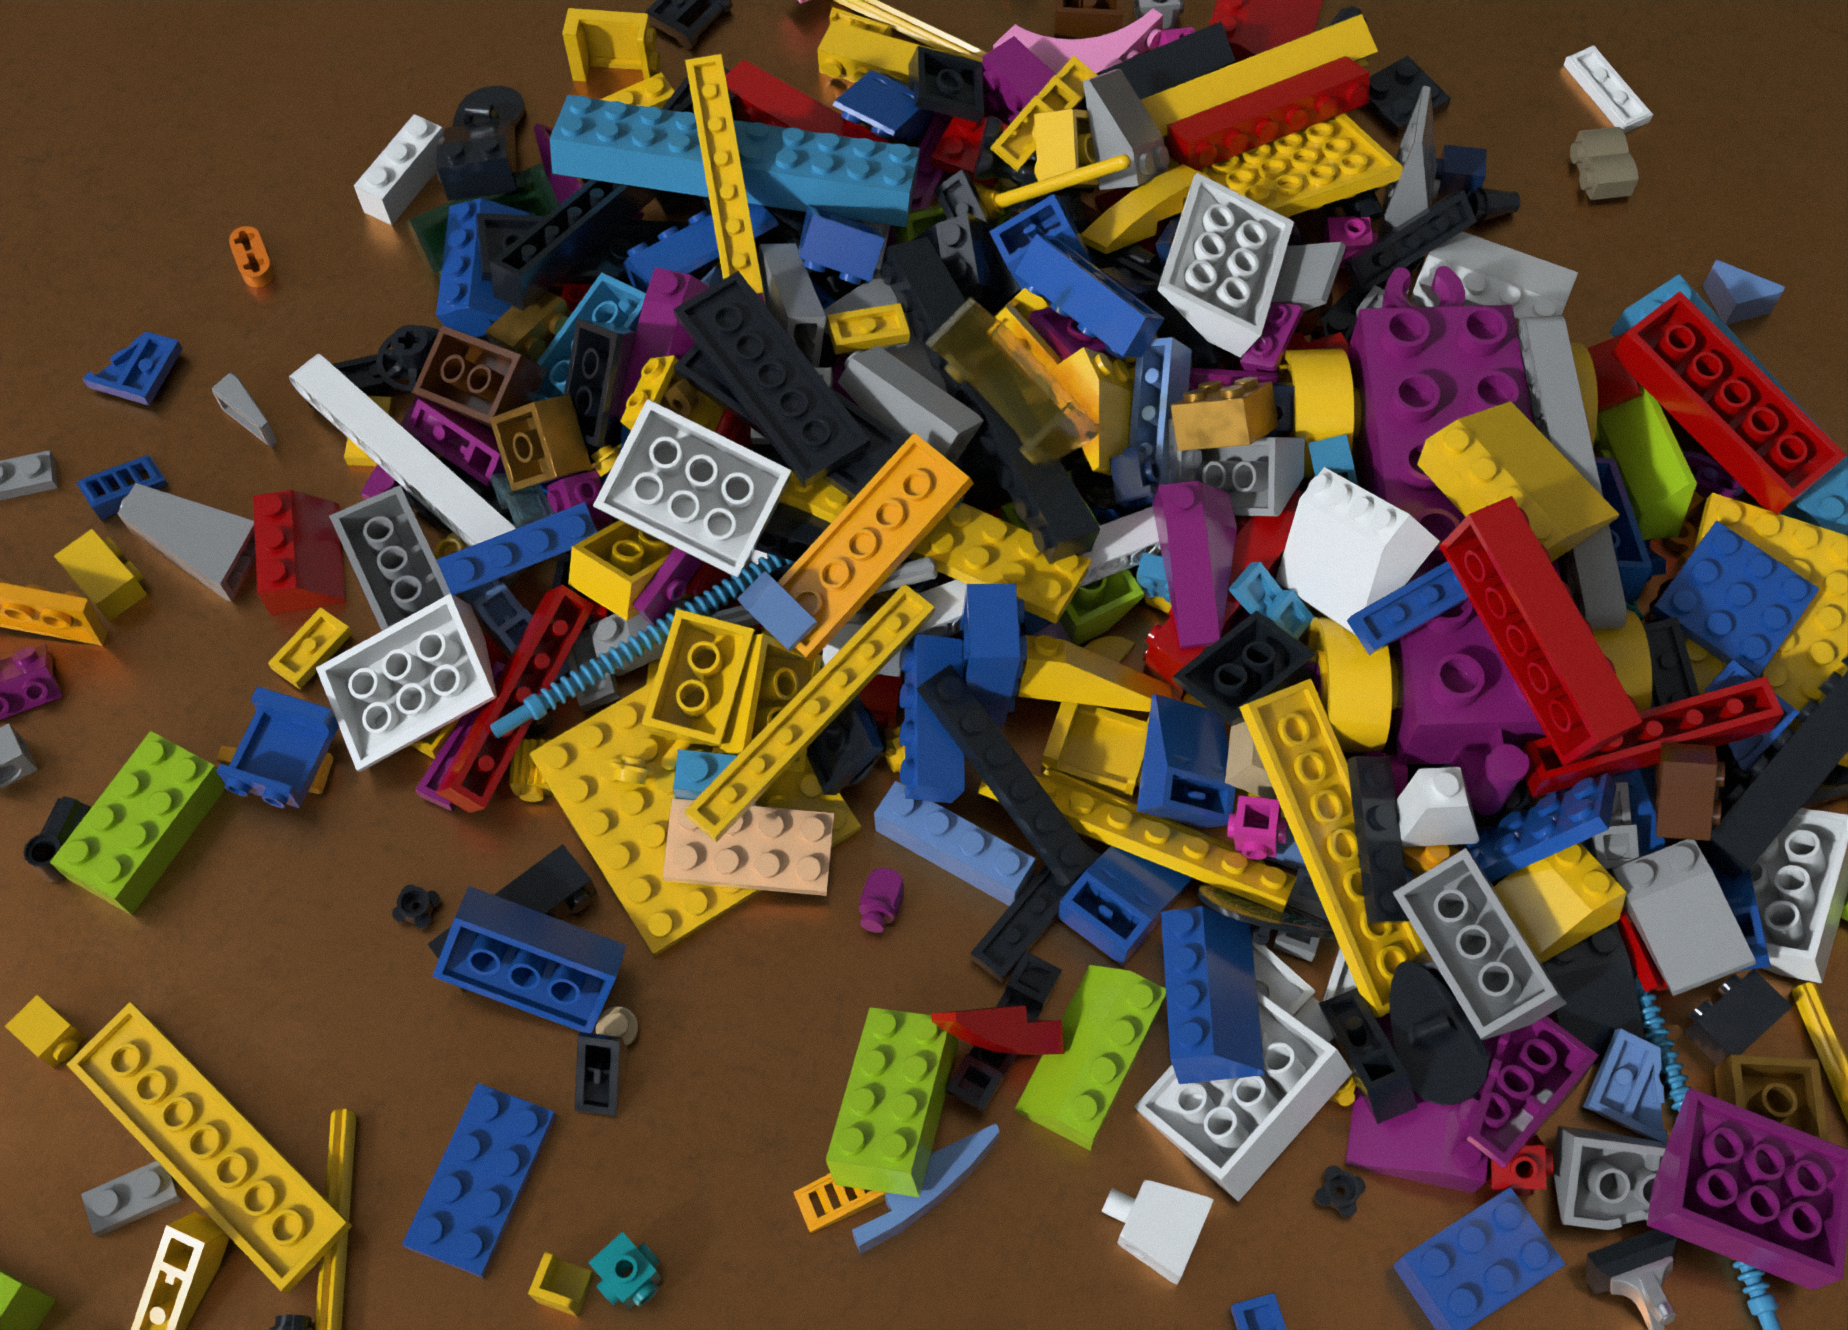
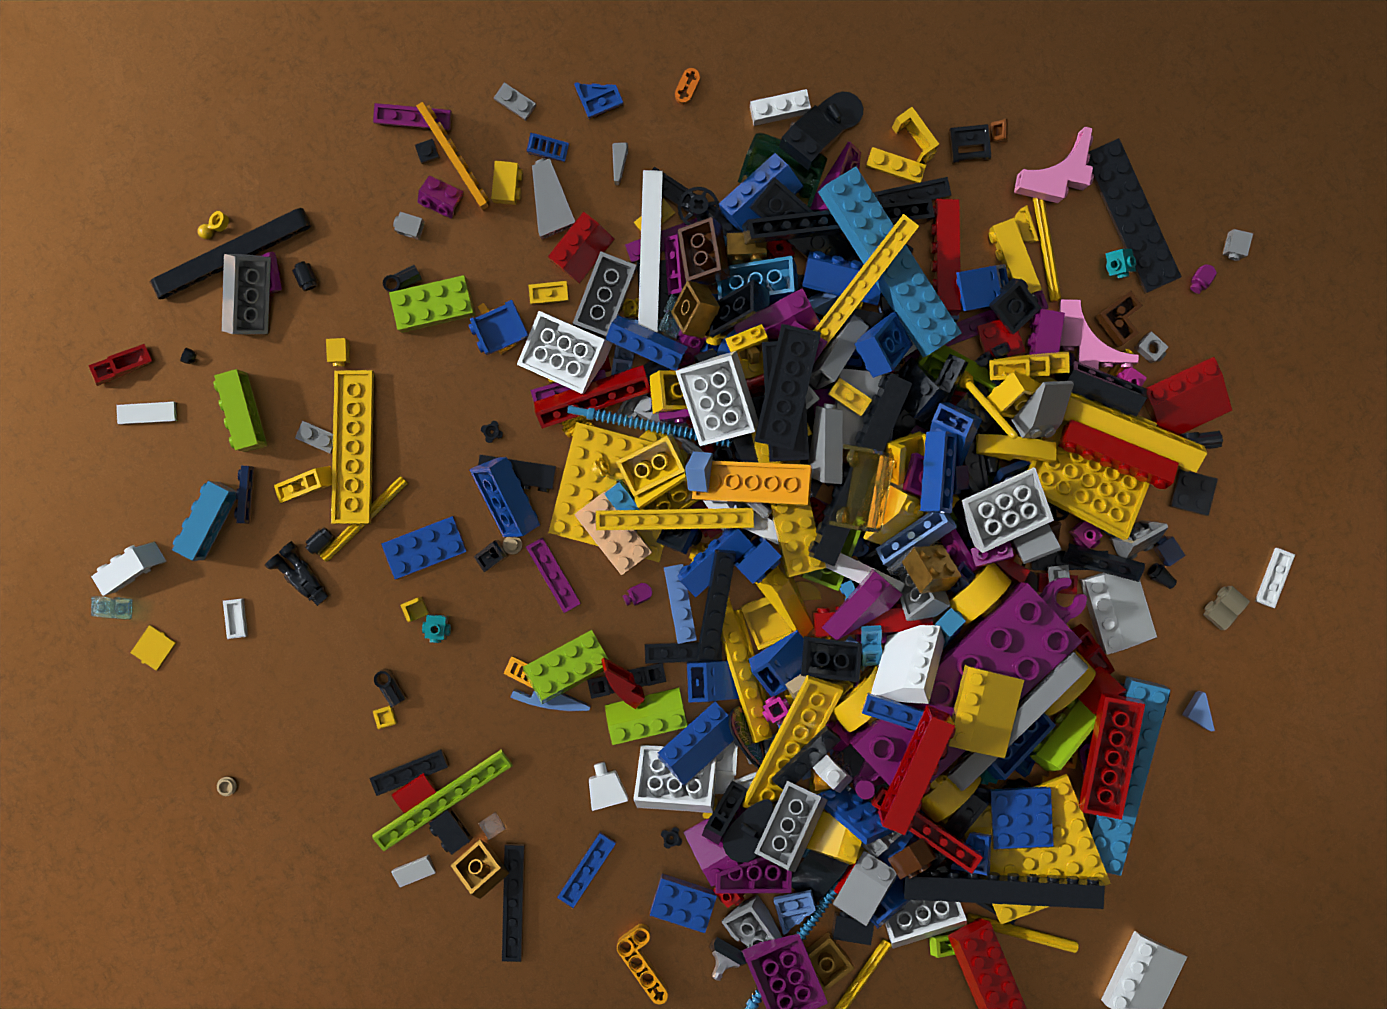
camera: 50 degrees right, 25 degrees up
(726, 1004) = (553, 575): none -> magenta plate
(1135, 478) = (877, 554): dark blue brick -> none

